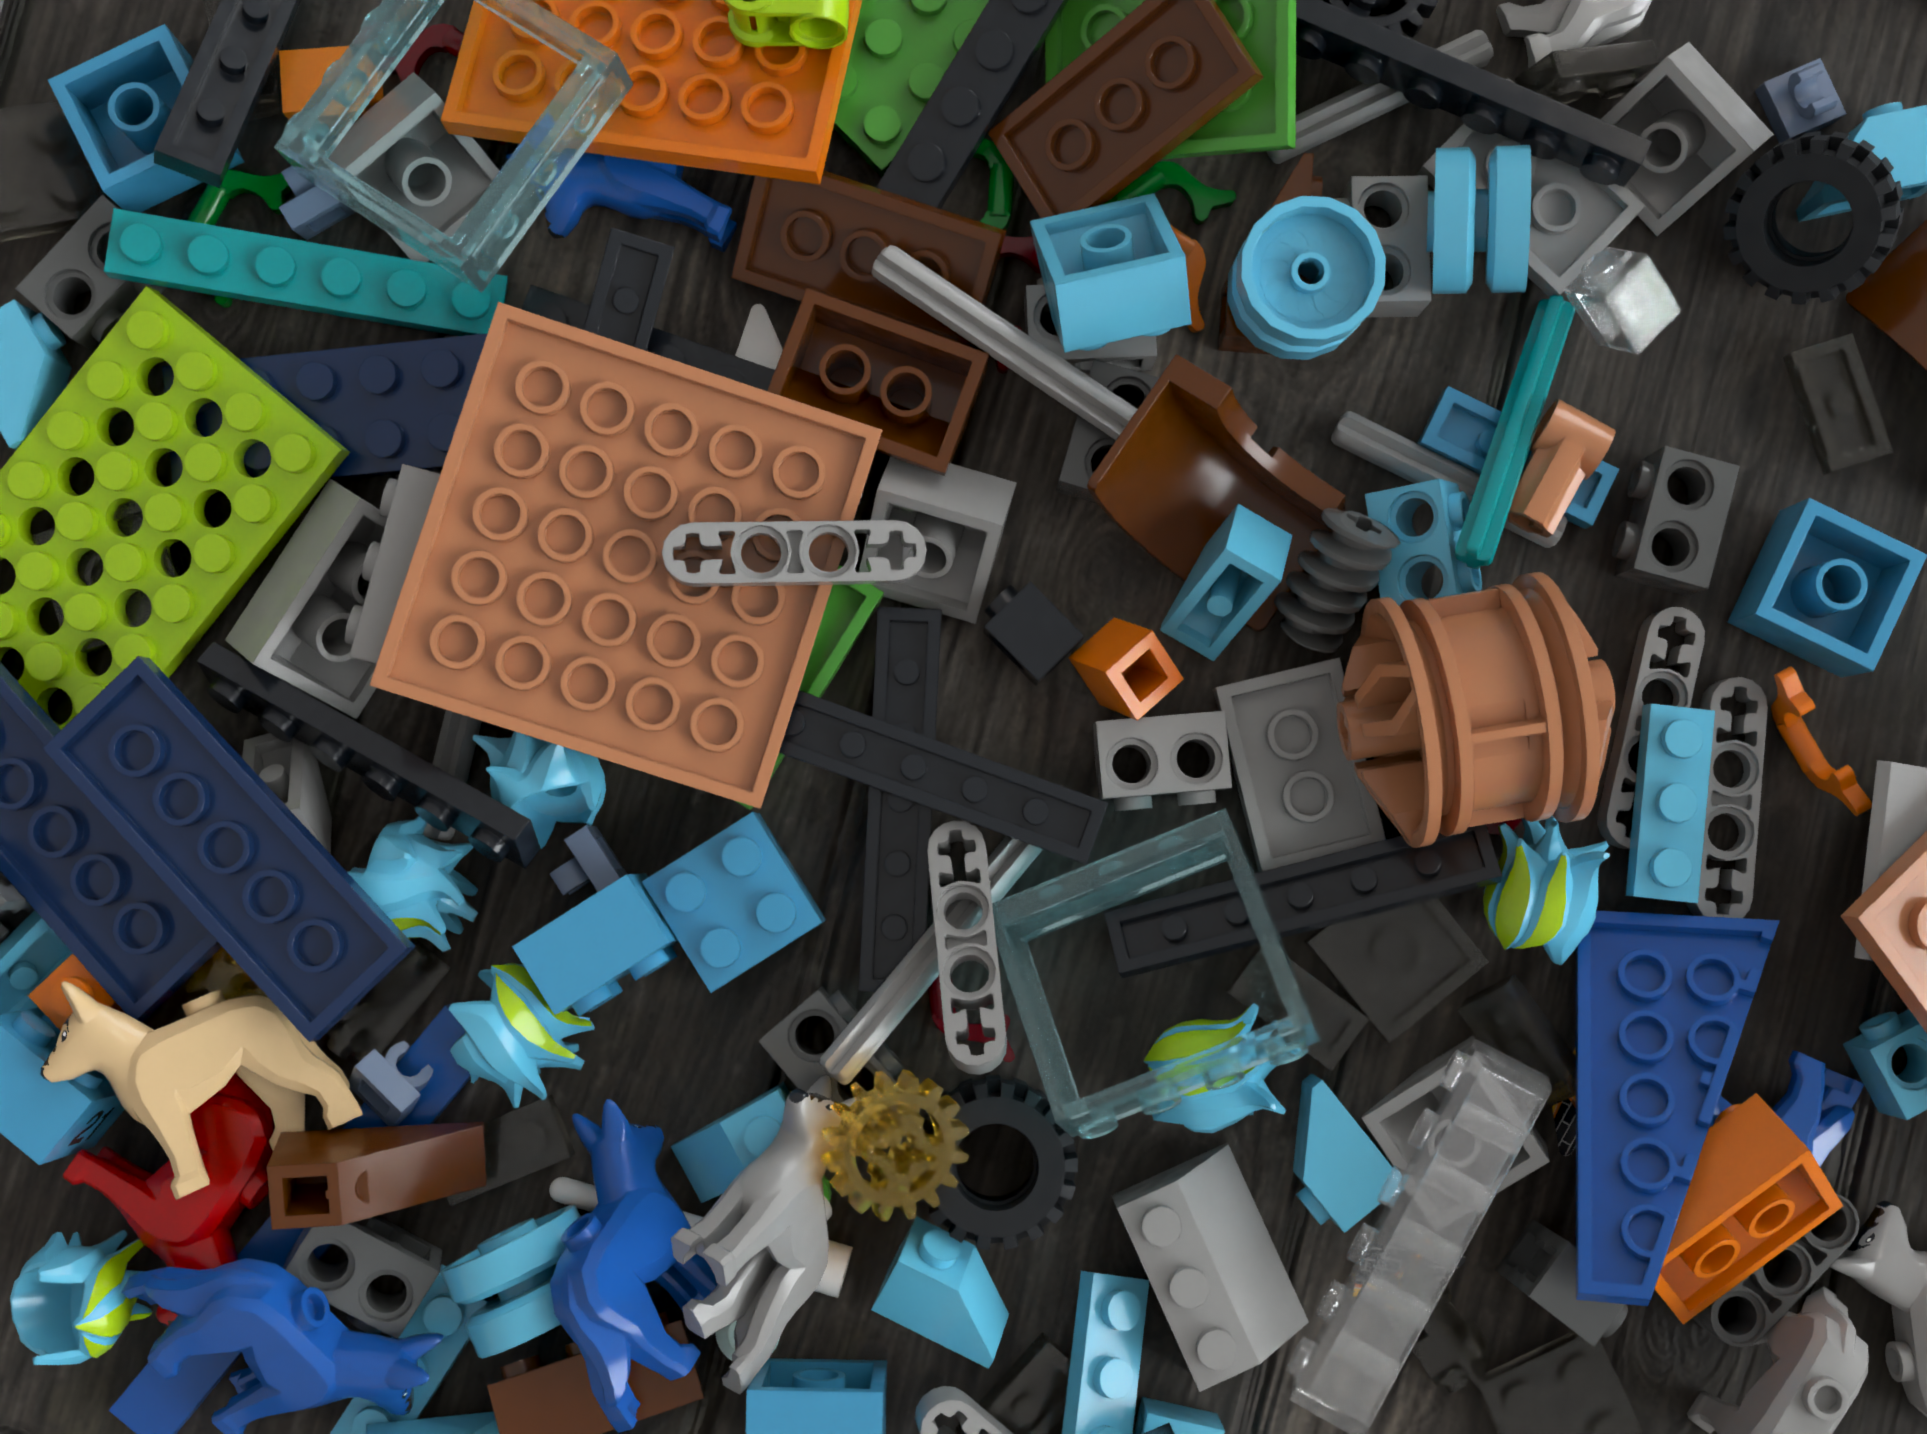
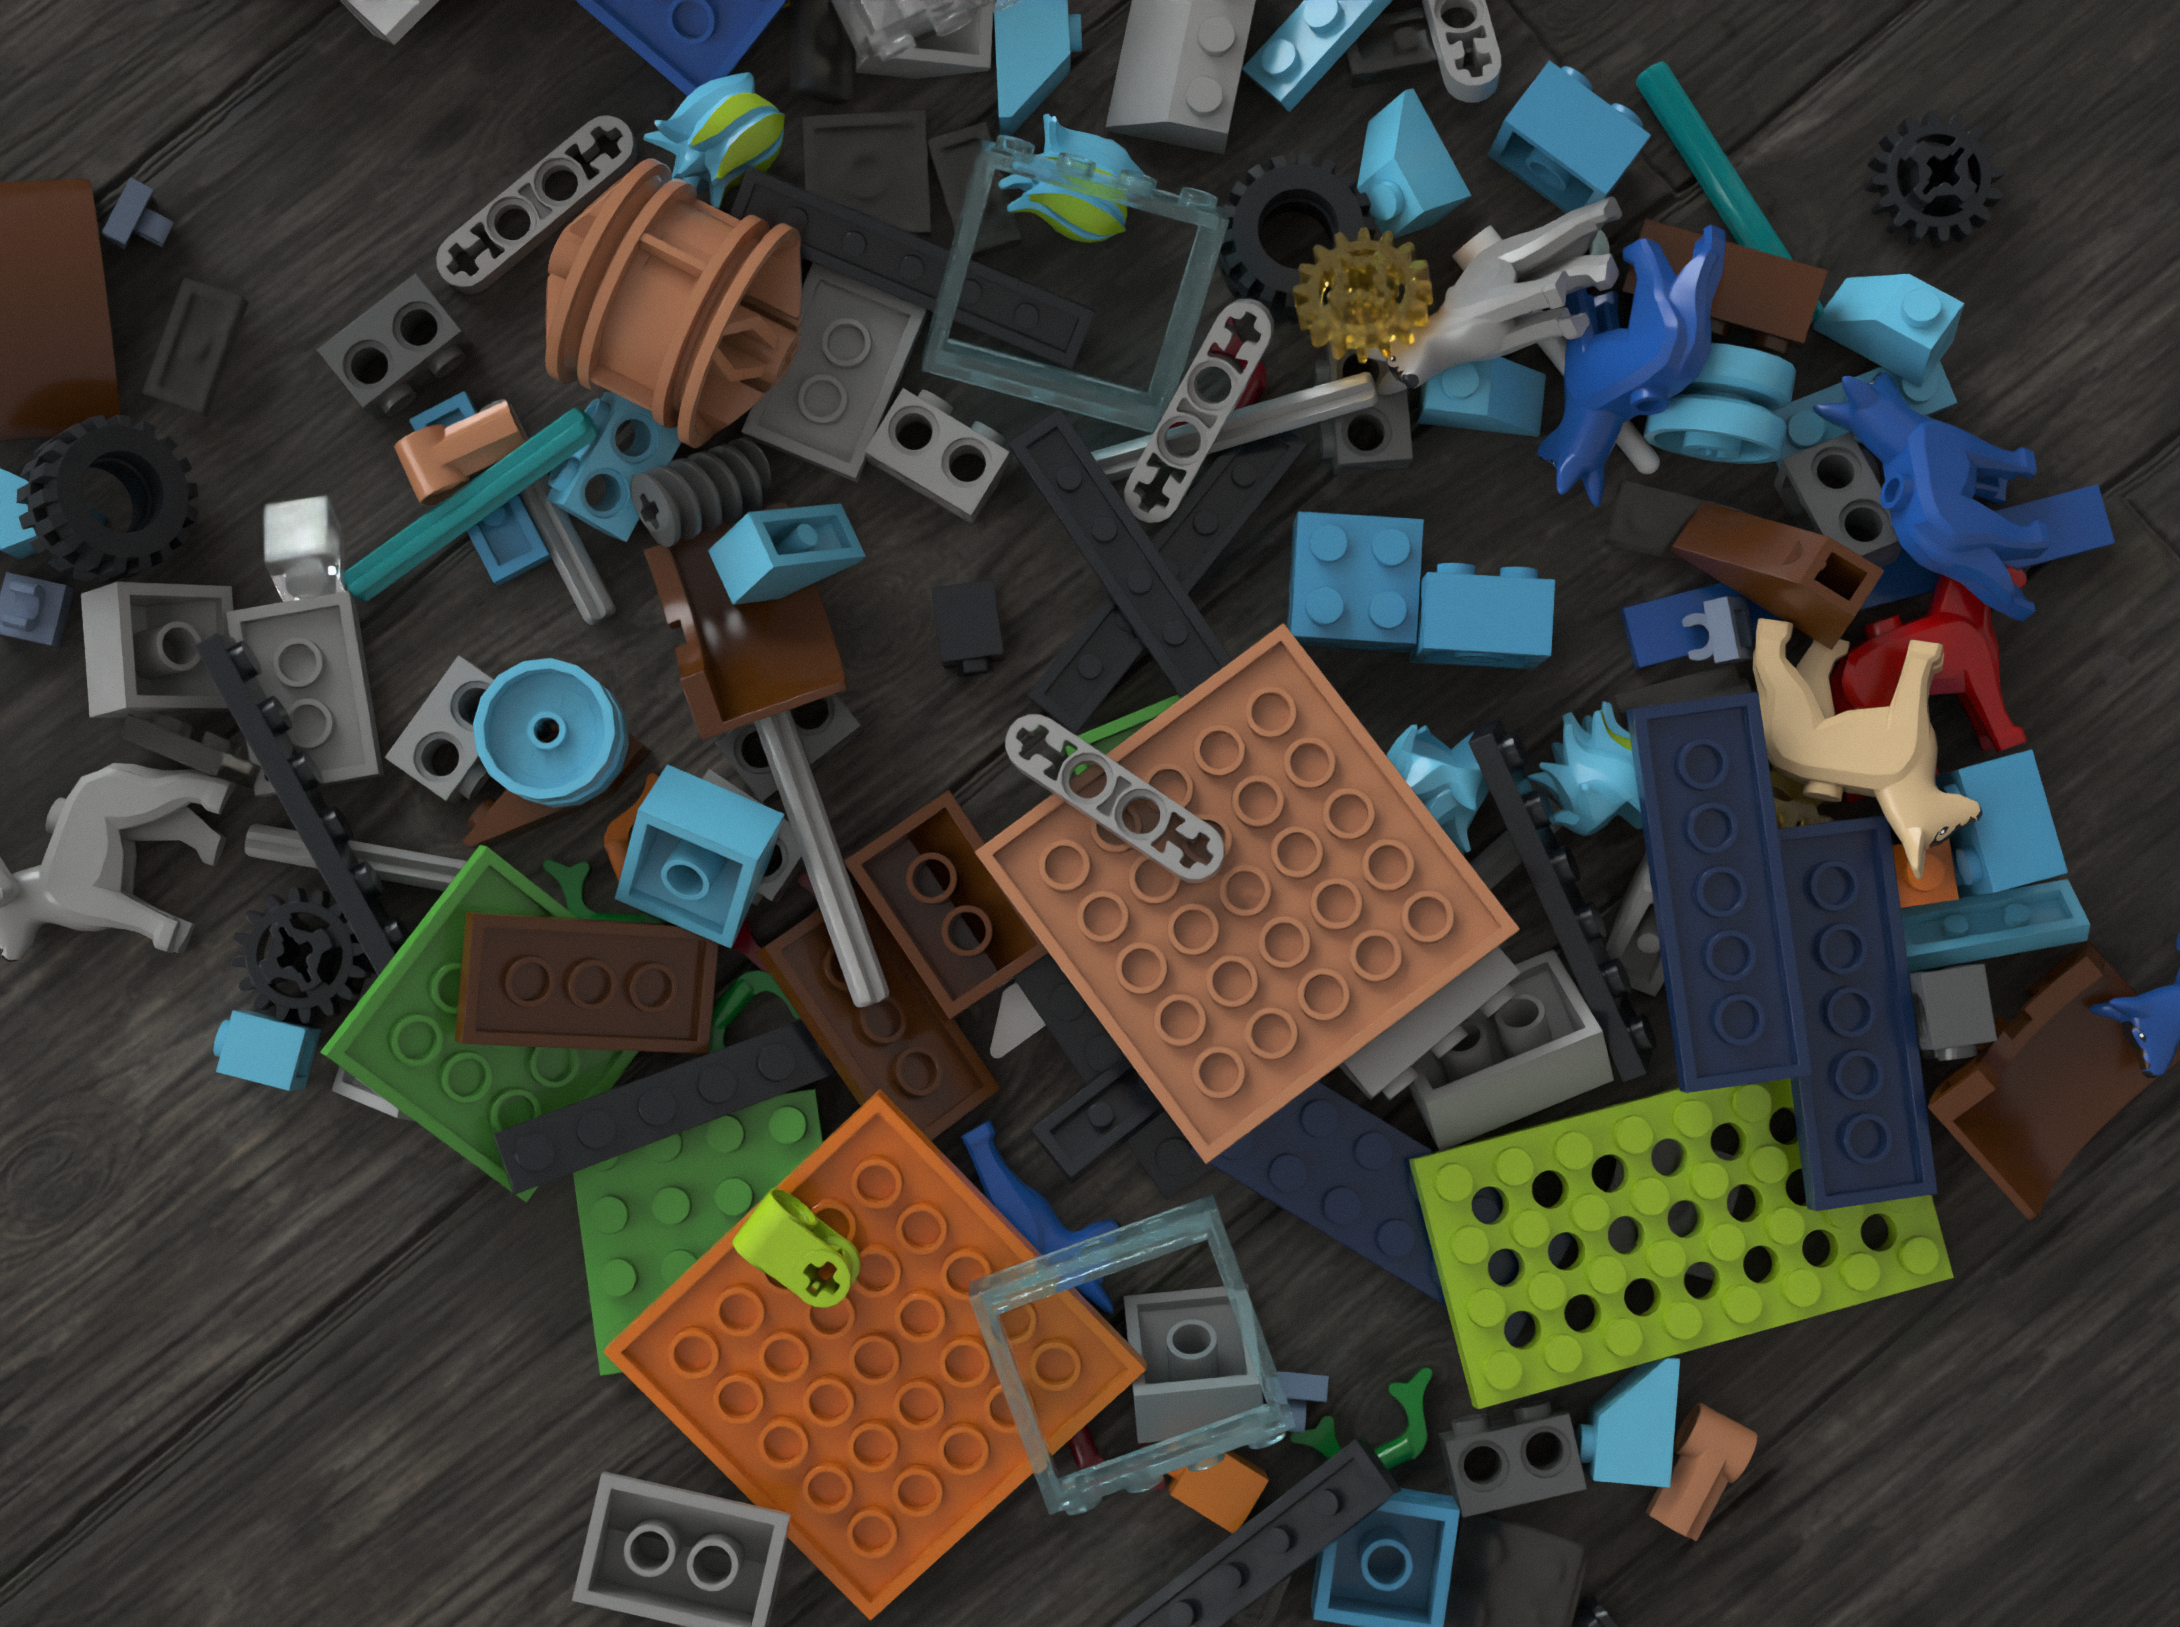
camera: 145 degrees left, 0 degrees up
(72, 1299) = (2077, 637): medium azure hair -> none
(297, 274) = (1354, 1340): teal plate -> none
(514, 1033) = (1598, 599): medium azure hair -> none
(592, 862) = (1446, 695): sand blue tile -> none
(962, 531) = (967, 755): light grey slope -> none
(1126, 668) = (916, 541): orange brick -> none
(1480, 220) = (383, 688): medium azure wheel -> none
(1670, 803) = (570, 133): medium azure plate -> none
(1737, 802) = (531, 115): light grey beam -> none
(1787, 711) = (421, 136): orange helmet -> none
(1827, 588) = (321, 208): dark azure brick -> none

